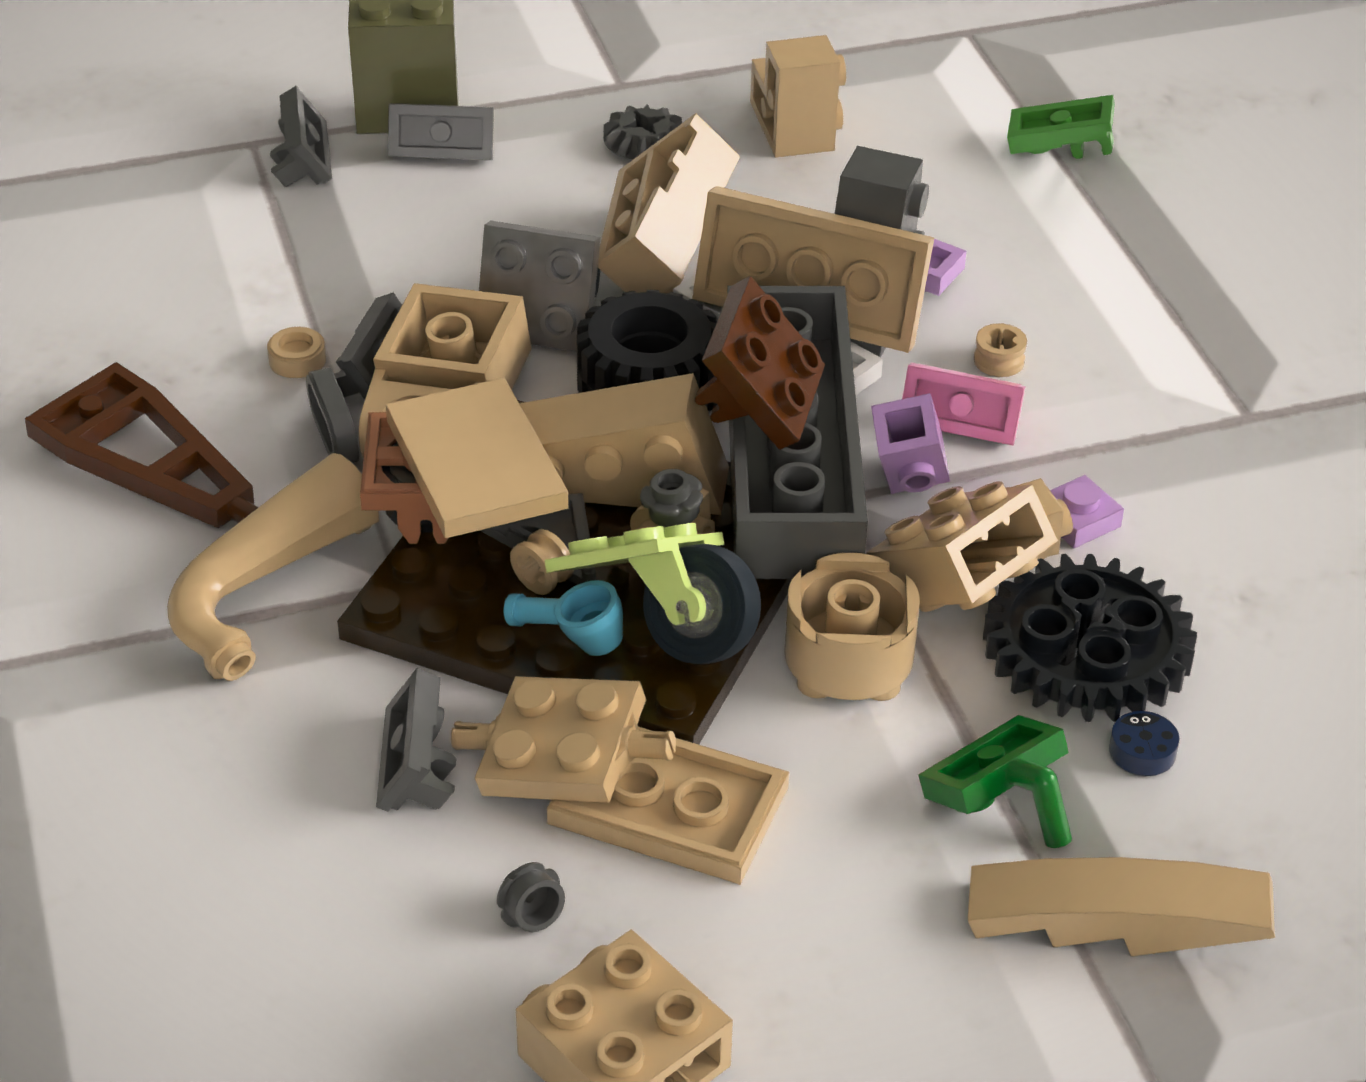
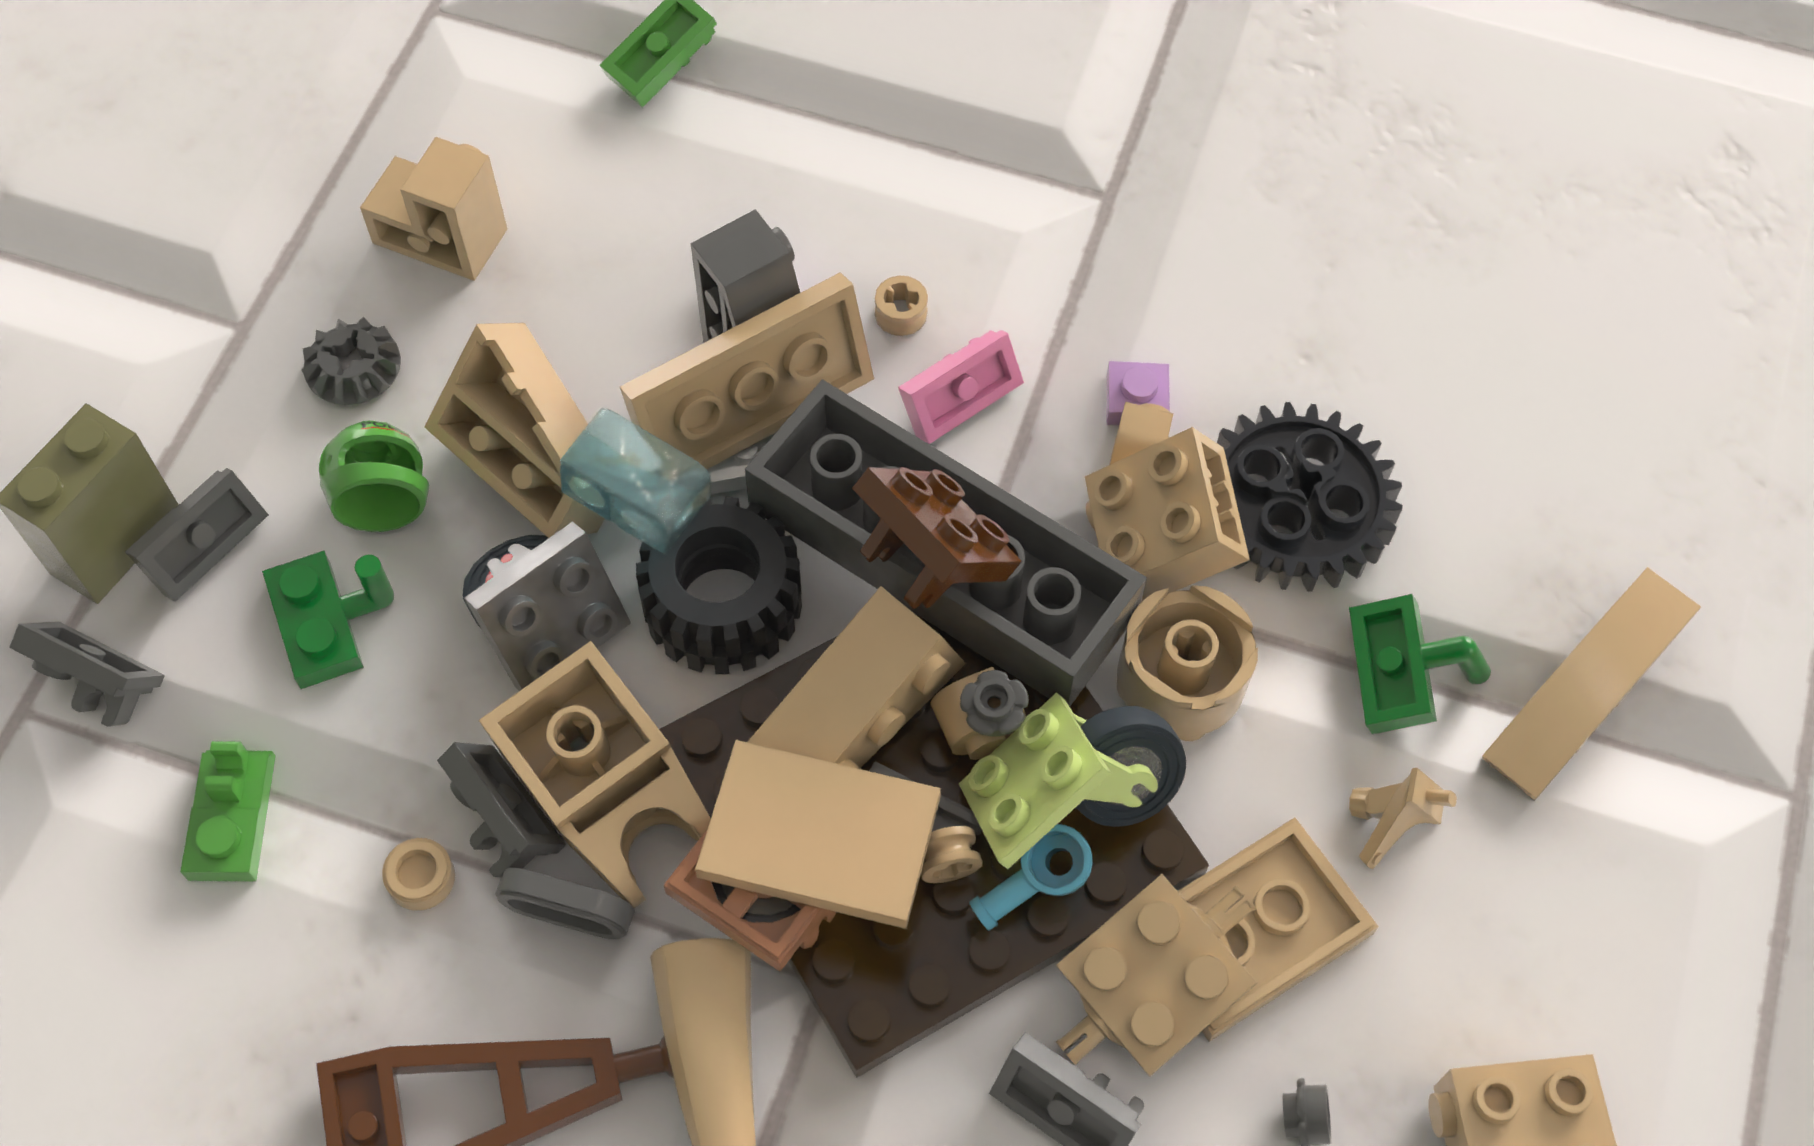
camera: 55 degrees left, 20 degrees up
(262, 253) = (228, 814): none -> bright green plate
(438, 214) = (317, 617): none -> green plate
(558, 172) = (373, 477): none -> bright green helmet
(658, 241) = (634, 480): none -> clear light blue piece
(865, 828) = (1399, 809): none -> tan piece
(910, 444) = (1007, 457): lavender brick -> none
(1144, 743) = (1424, 541): dark blue tile -> none

